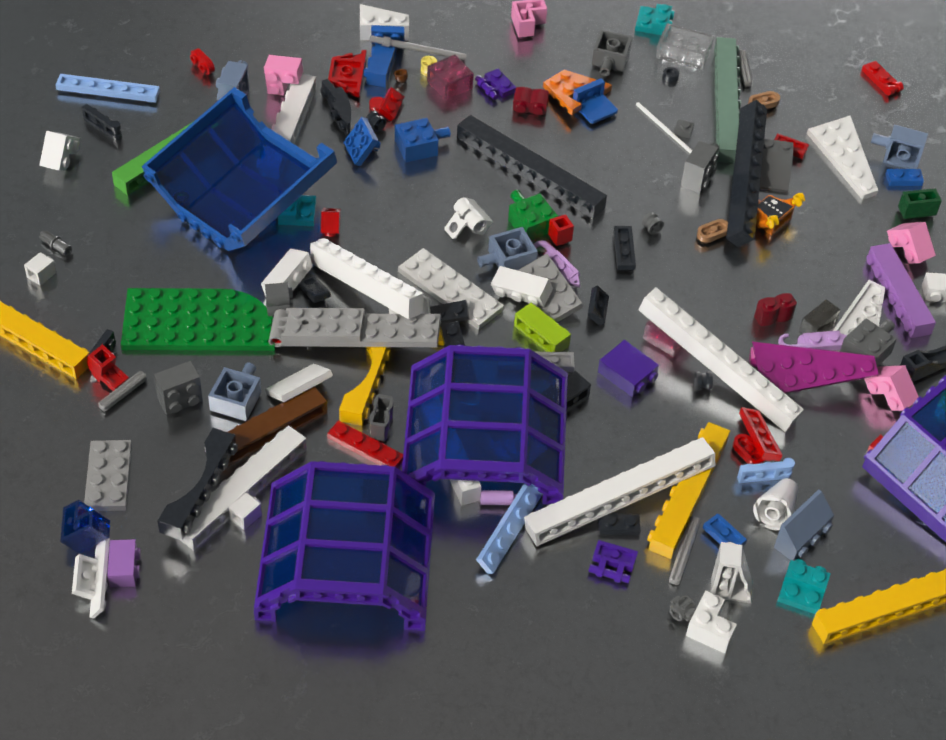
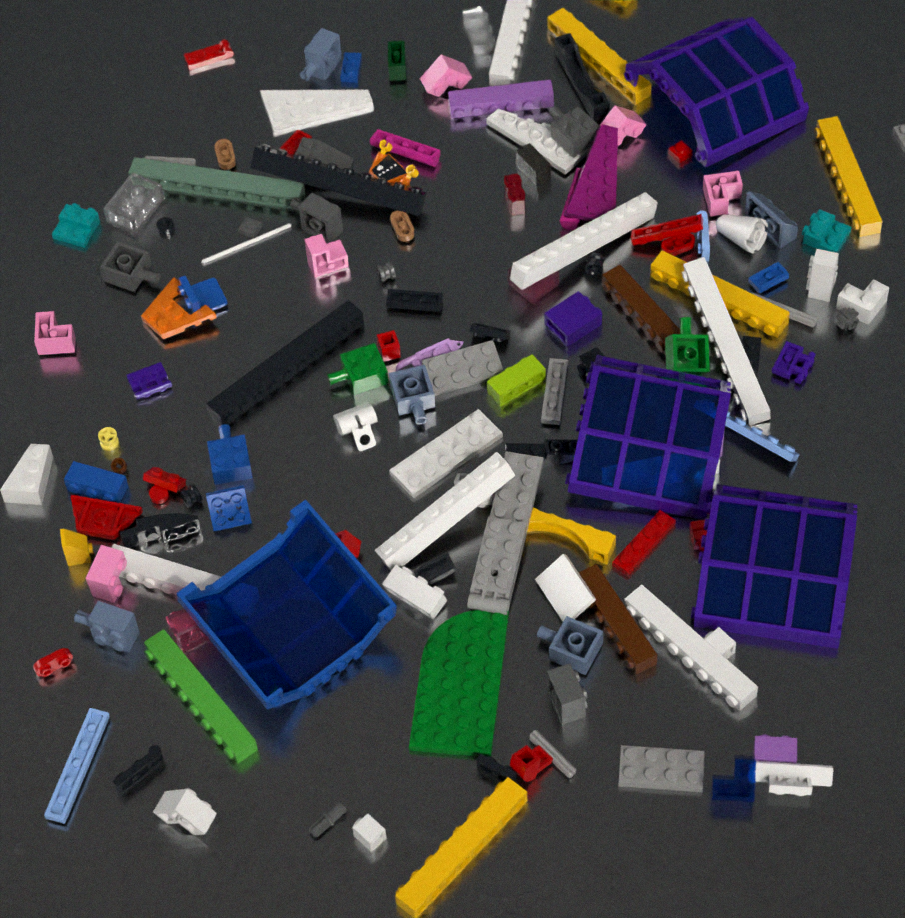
camera: 75 degrees left, 5 degrees up
(179, 515) = (661, 656): black arch -> none
(278, 297) = (456, 597): dark grey brick -> none
(311, 55) = (76, 547): none -> yellow slope
(381, 417) = (620, 521): dark grey brick -> none
(387, 41) = (76, 466): light grey bar -> none
(393, 32) = (59, 469): blue plate -> none
(450, 77) = (134, 419): clear pink brick -> none
(451, 311) = (484, 448): black plate -> none
(521, 286) = (464, 387): white brick -> none
(531, 100) = (186, 350): dark red brick -> none
(595, 455) = (687, 351): none -> green brick
(651, 425) = (639, 306): none -> reddish brown brick
(655, 175) = (325, 257): none -> bright pink brick
(811, 224) = (407, 148): none -> dark pink brick
(817, 340) = (561, 171): lavender plate -> none
(828, 476) = (720, 189): none -> bright pink brick

